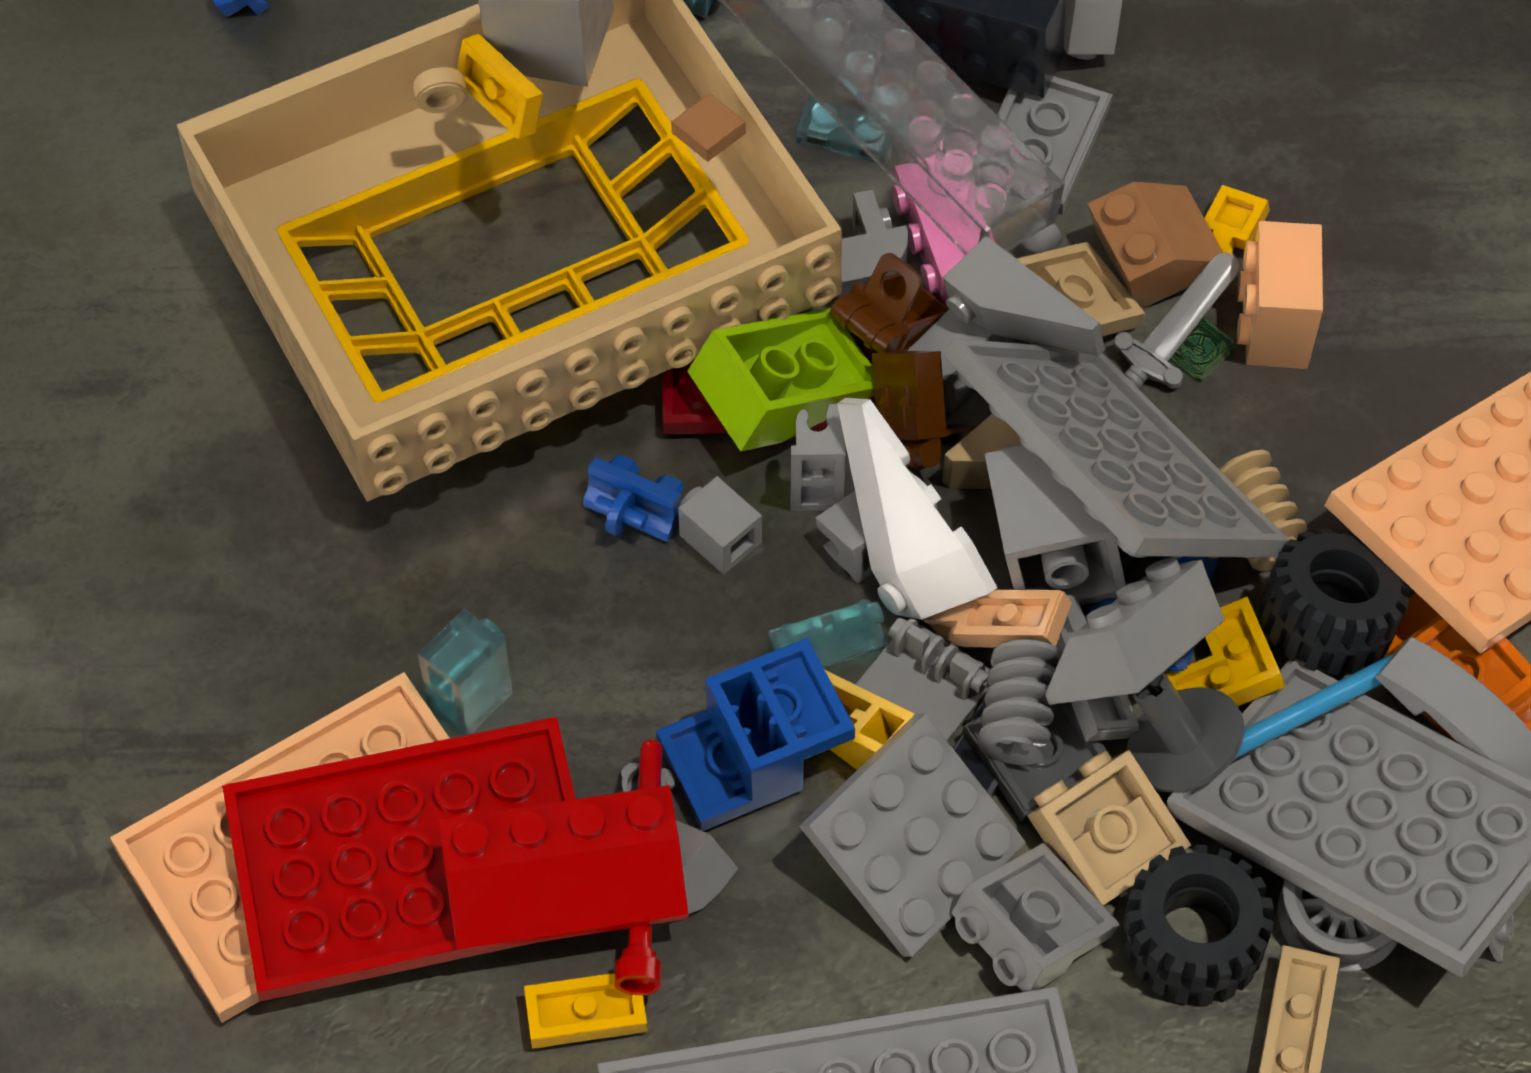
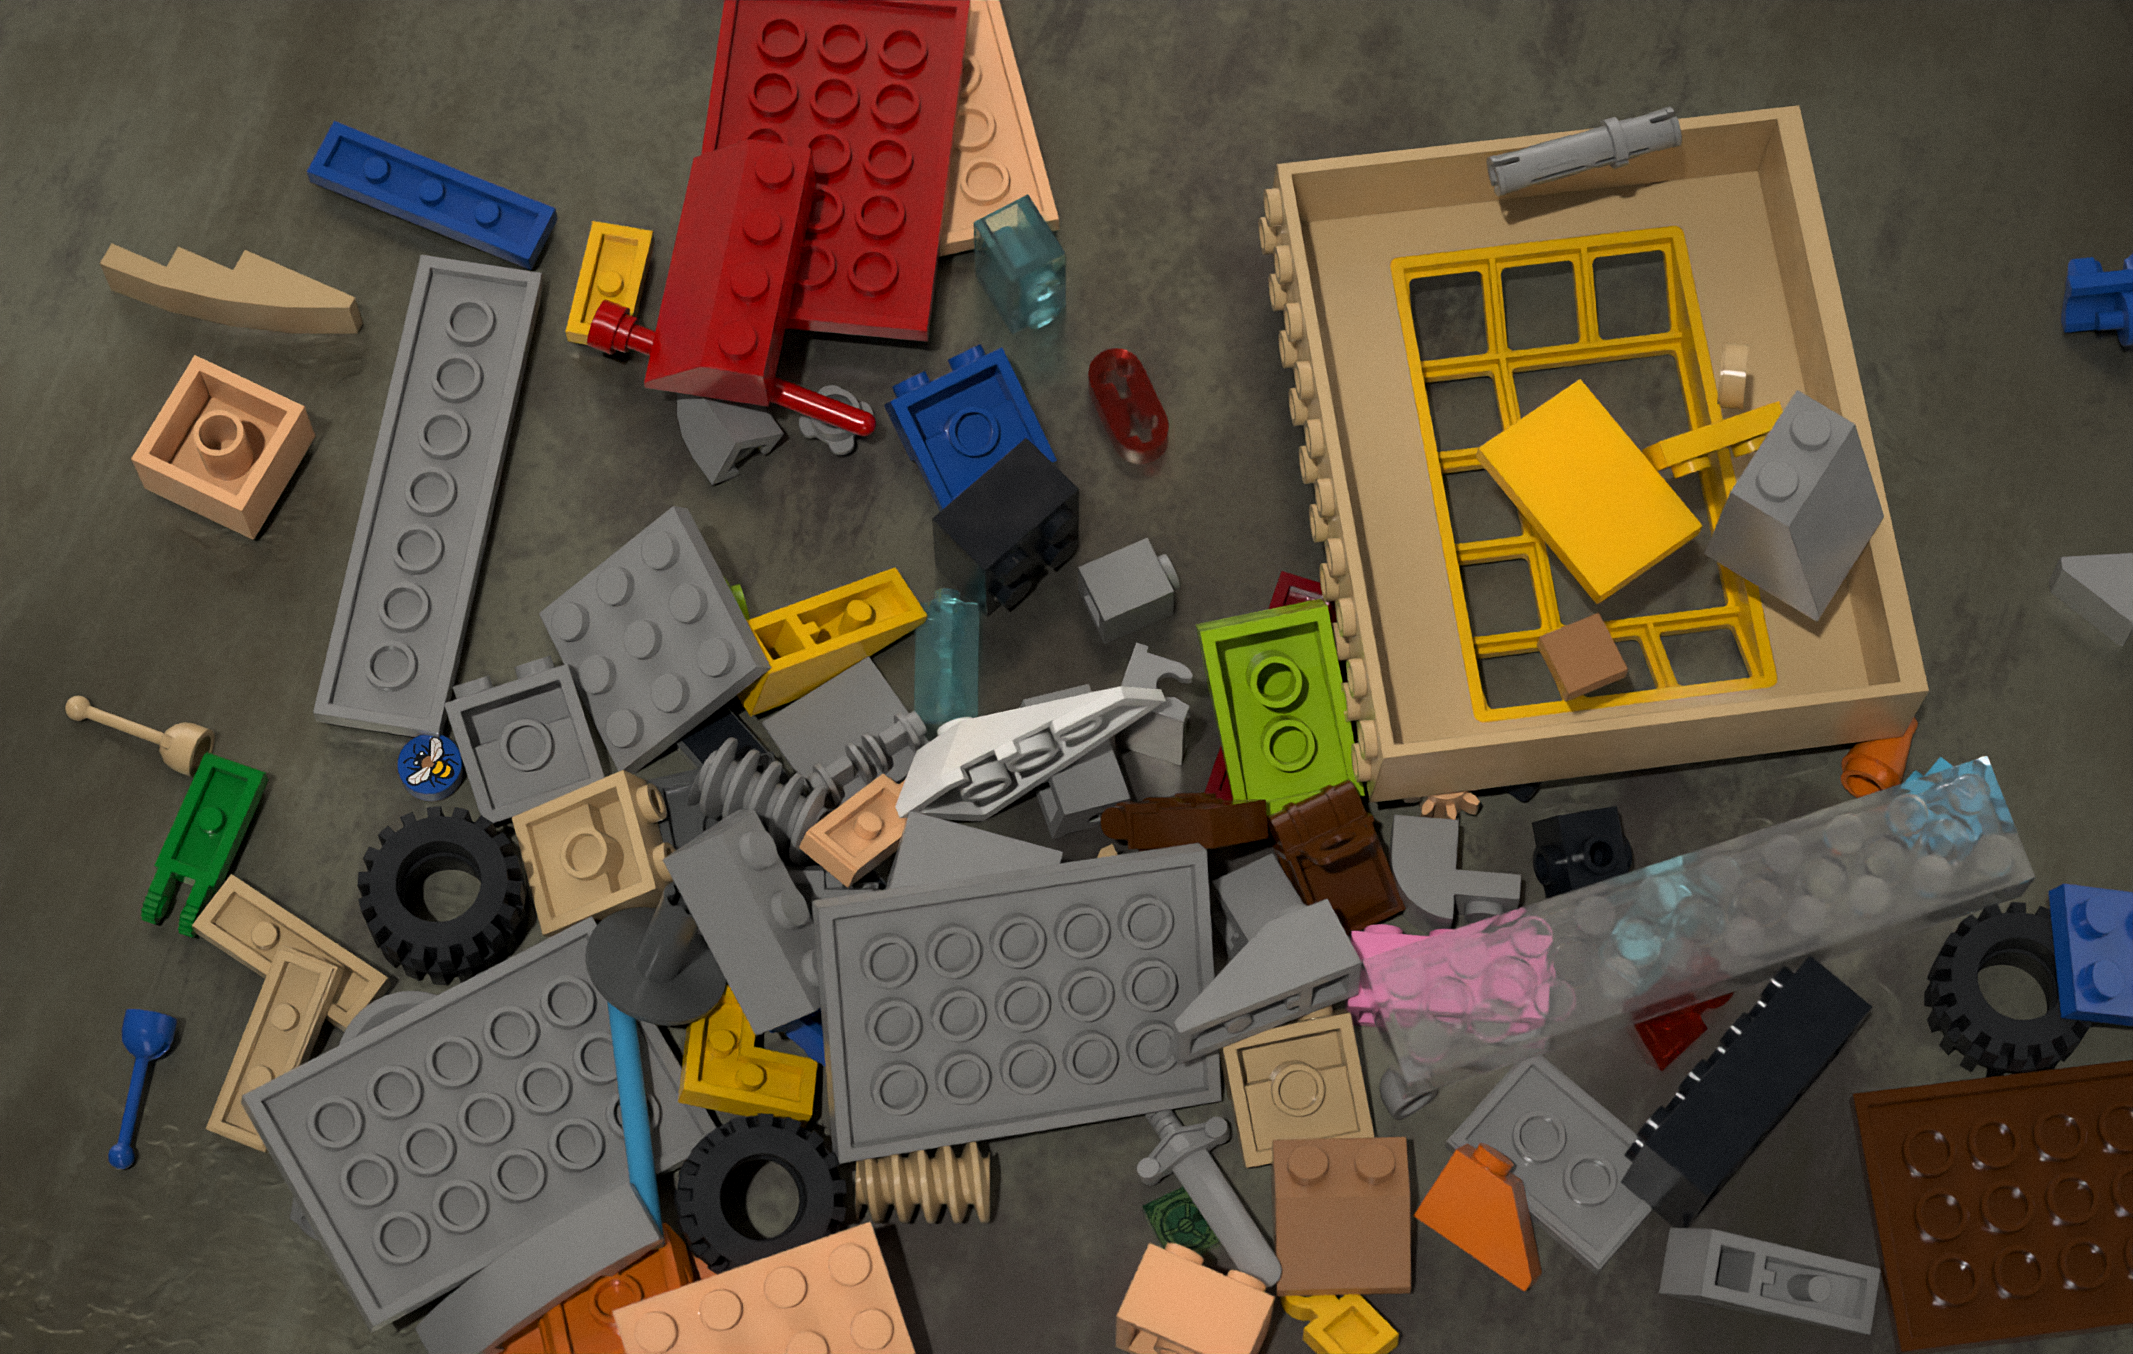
camera: 110 degrees right, 10 degrees up
(262, 217) = (1601, 146): none -> light grey pin
(556, 585) = (1140, 400): none -> clear red beam
(569, 159) = (1588, 491): none -> yellow tile
(620, 680) = (963, 421): none -> blue plate
(631, 499) = (1219, 496): blue hips -> none
(708, 605) = (1007, 529): none -> black brick
(755, 734) = (834, 525): blue bracket -> none
(825, 164) = (1579, 850): none -> black brick
(1084, 993) = (430, 767): none -> tile
(1110, 155) = (1484, 1213): none -> orange slope
(1382, 1010) = (276, 1036): none -> tan tile

